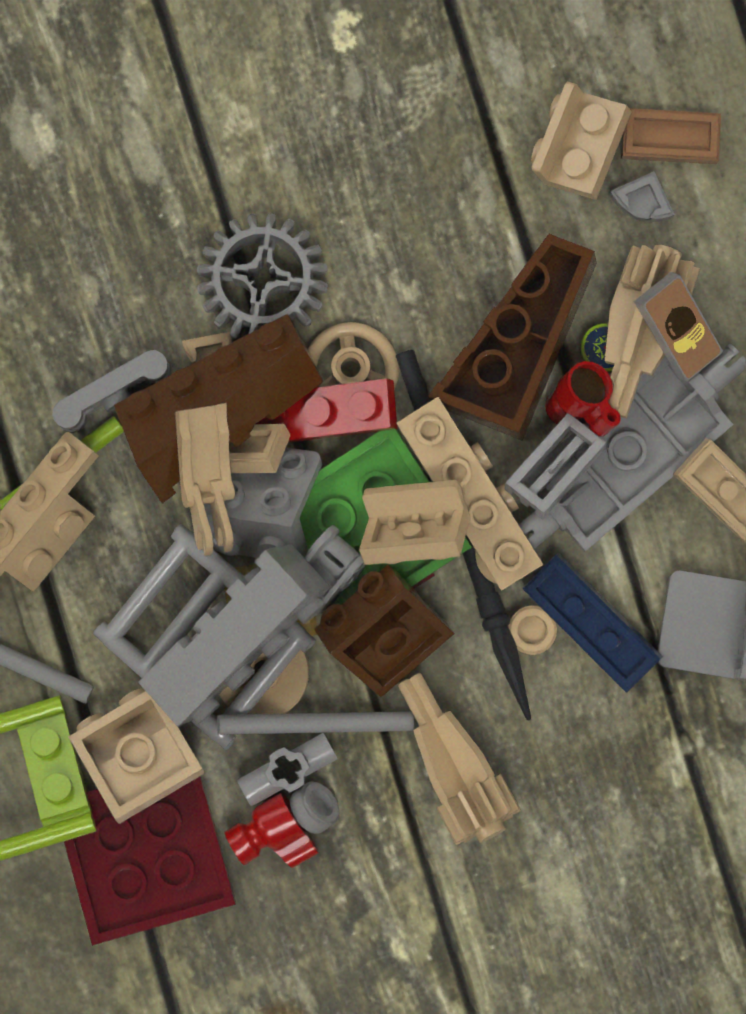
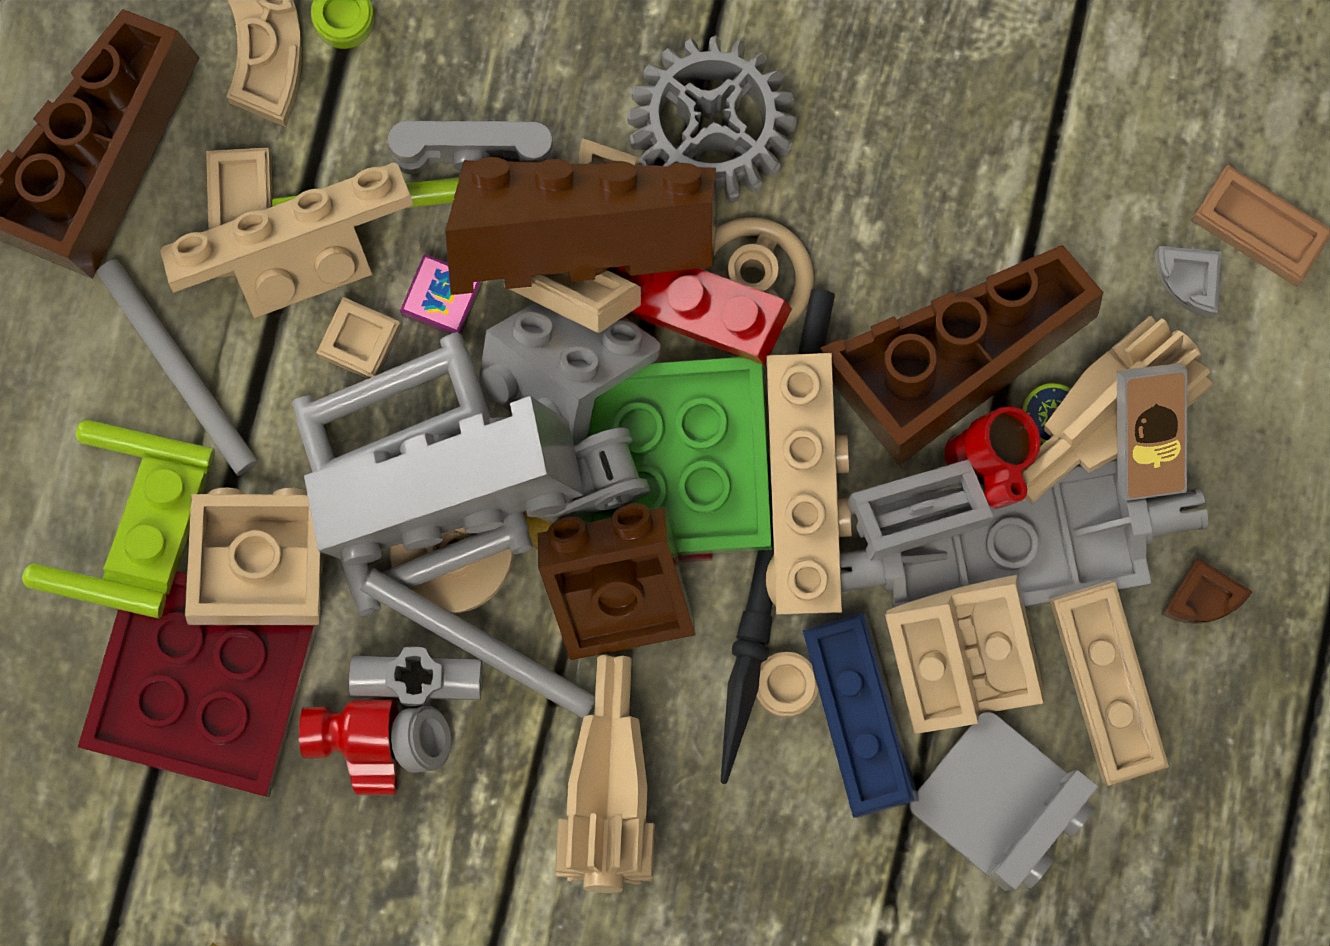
camera: 30 degrees right, 5 degrees down
(112, 564) = (359, 339): none -> tan tile
(145, 508) = (431, 300): none -> tile
(206, 472) = (520, 281): tan arm -> none
(414, 522) = (721, 476): tan bracket -> none
(579, 141) = (1154, 170): tan bracket -> none
(638, 543) = (965, 654): none -> tan slope

